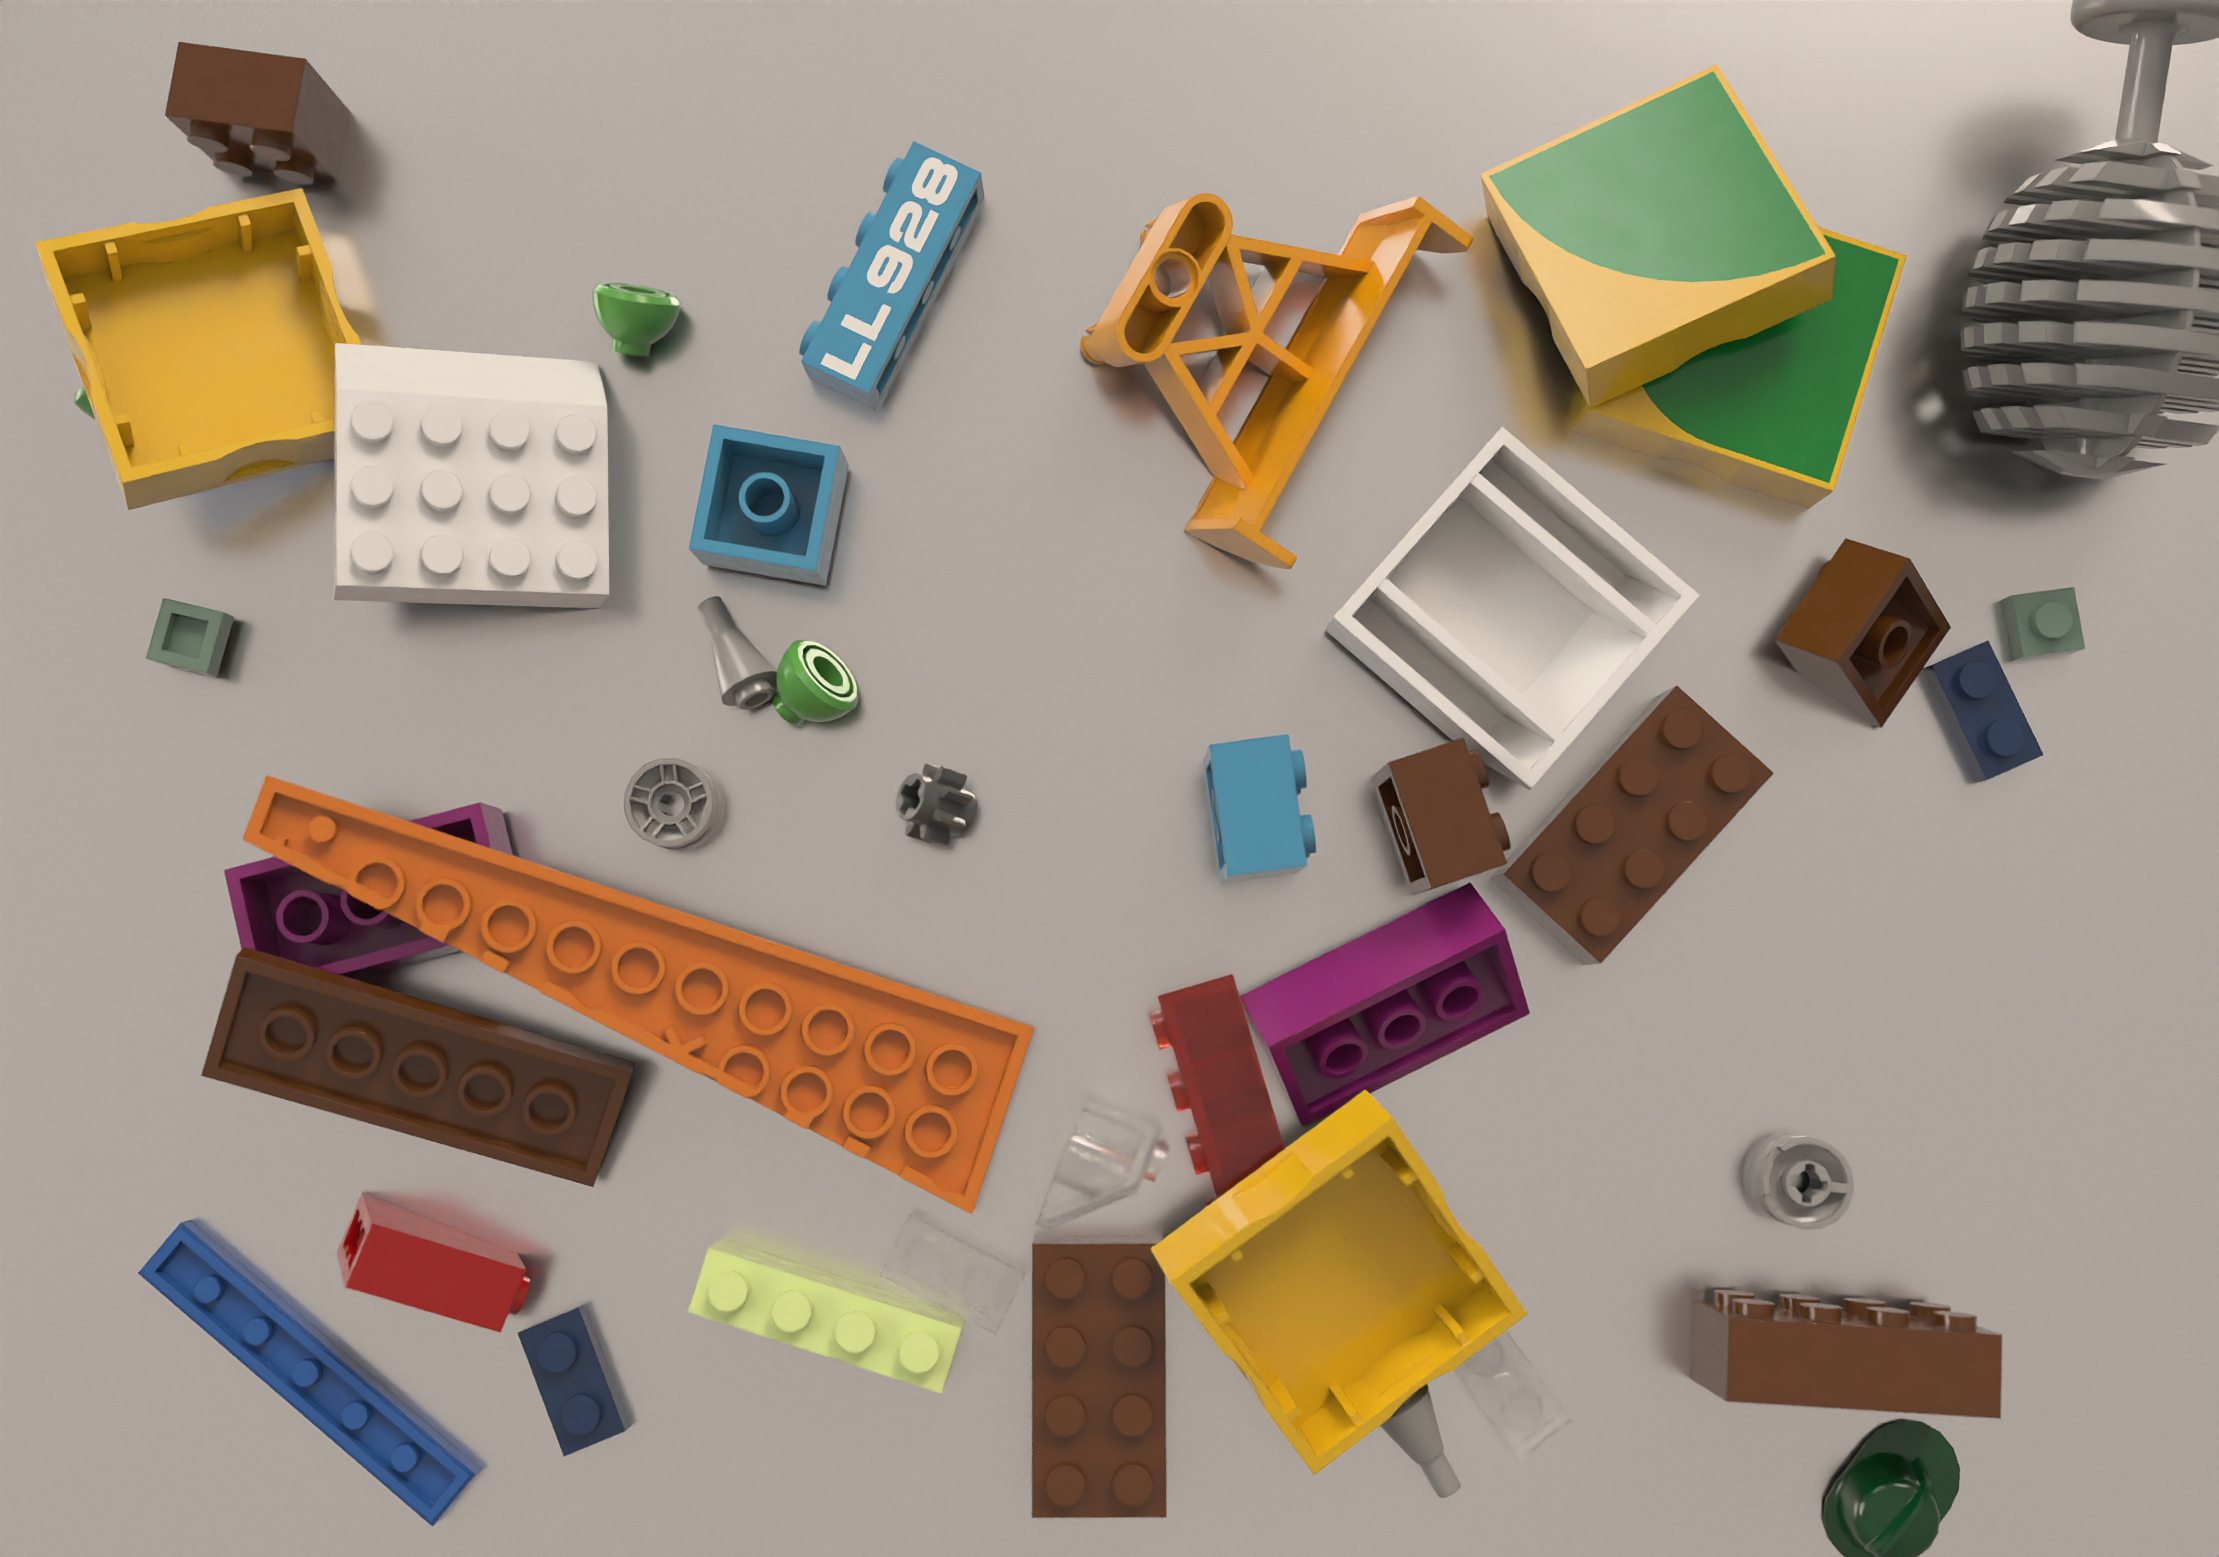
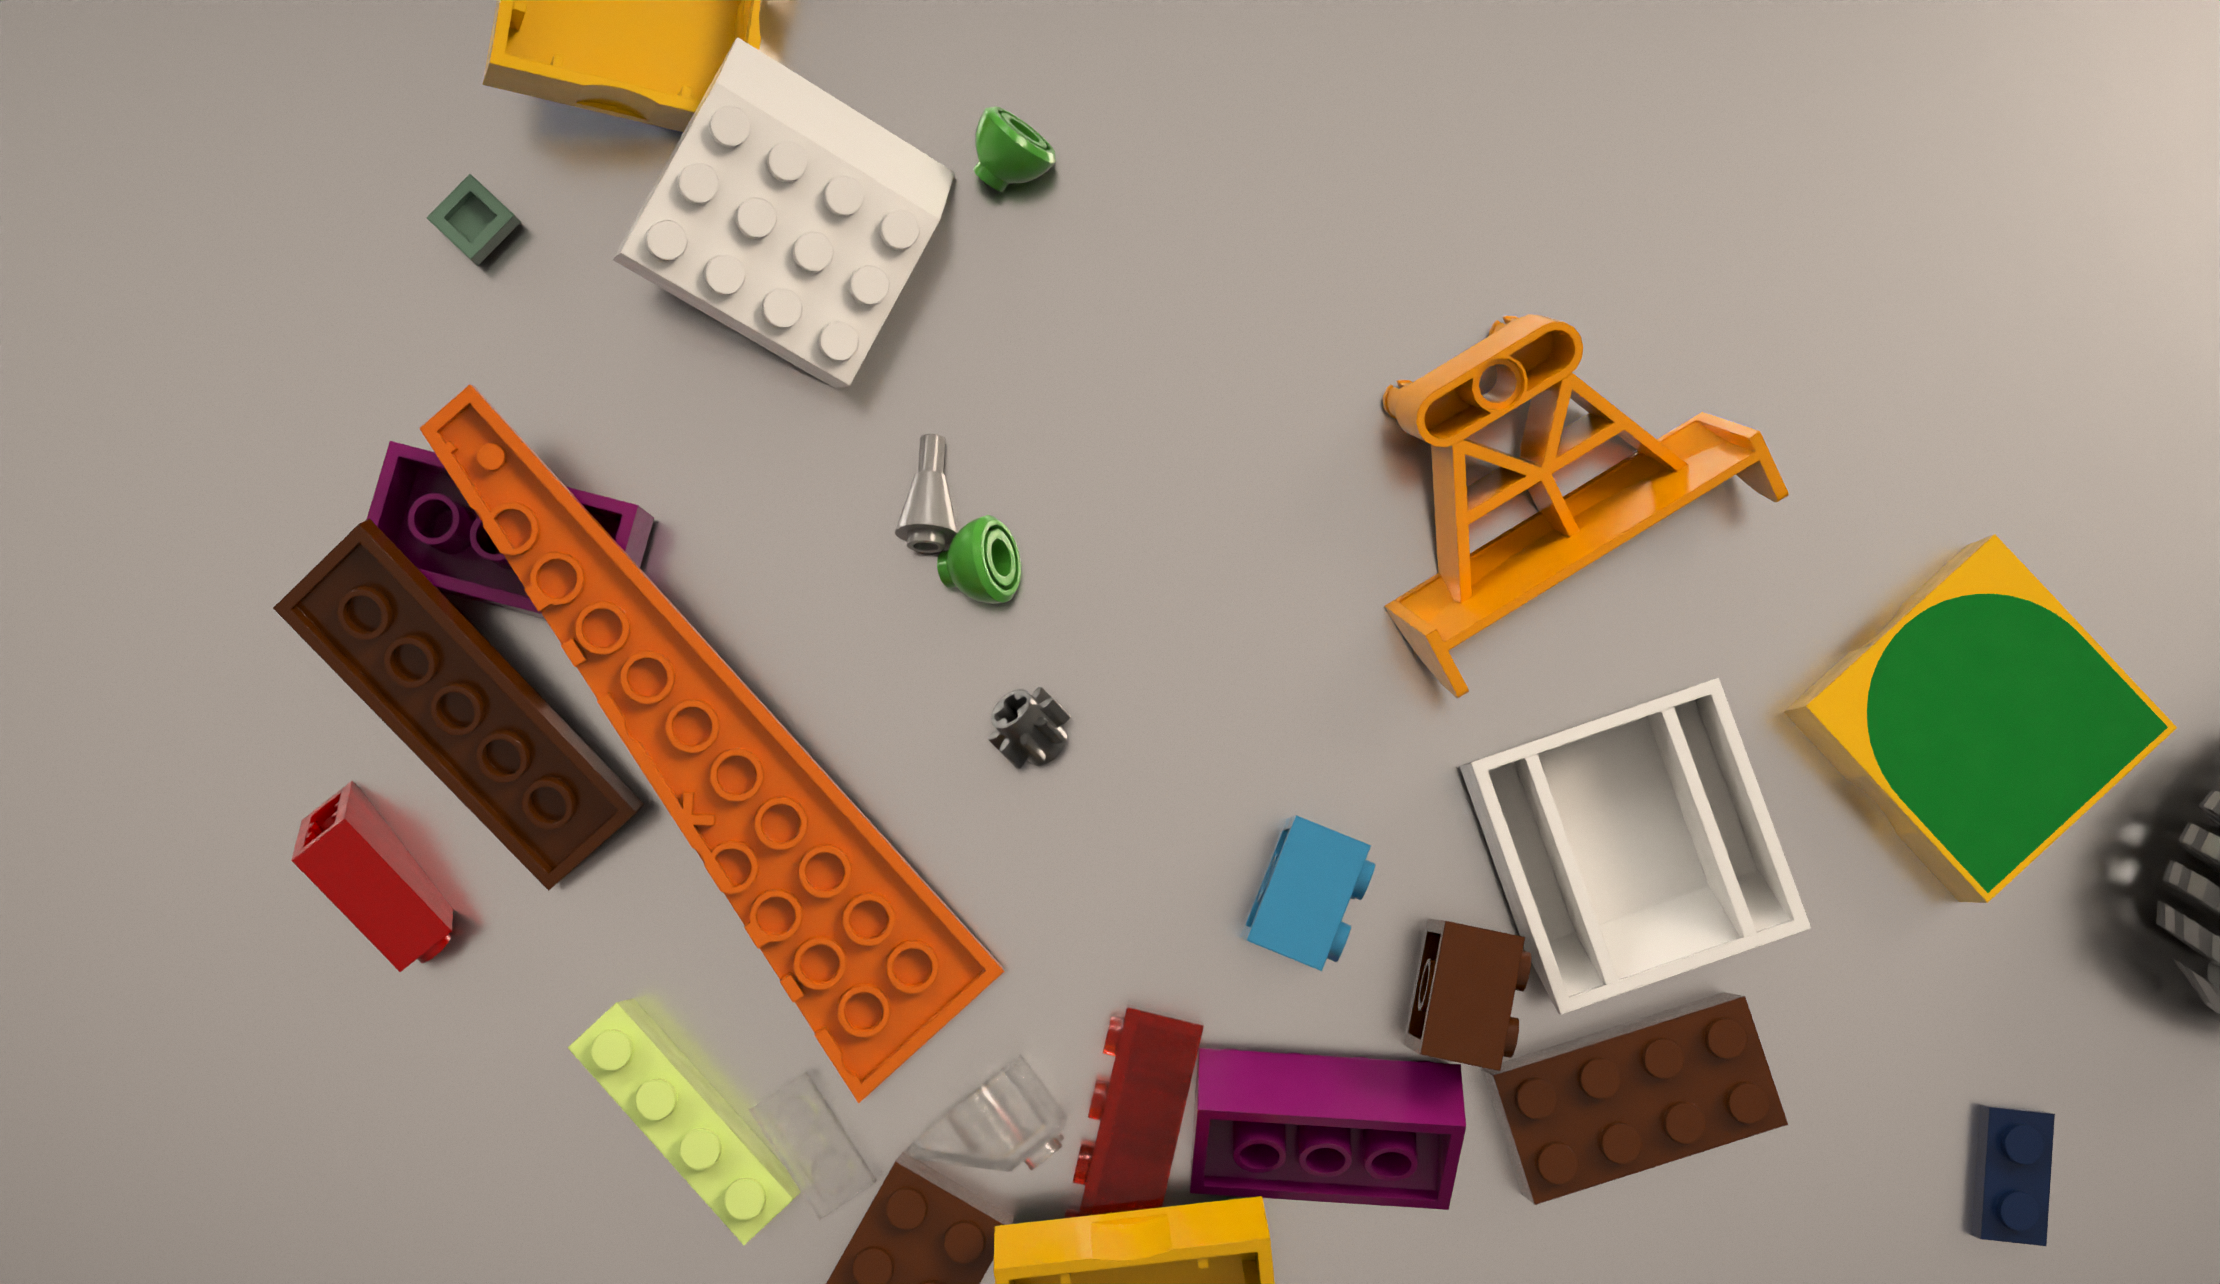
camera: 35 degrees right, 0 degrees up
(310, 1372) = (223, 911): blue tile -> none
(574, 1380) = (439, 1047): dark blue plate -> none
(648, 813) = (777, 591): light grey wheel -> none
(769, 504) = (1032, 383): dark azure brick -> none
(892, 274) = (1253, 239): dark azure brick -> none
(1658, 235) = (1958, 584): tile -> none
(1864, 629) = (1946, 1041): reddish brown slope -> none
(2043, 623) = (2114, 1127): sand green plate -> none

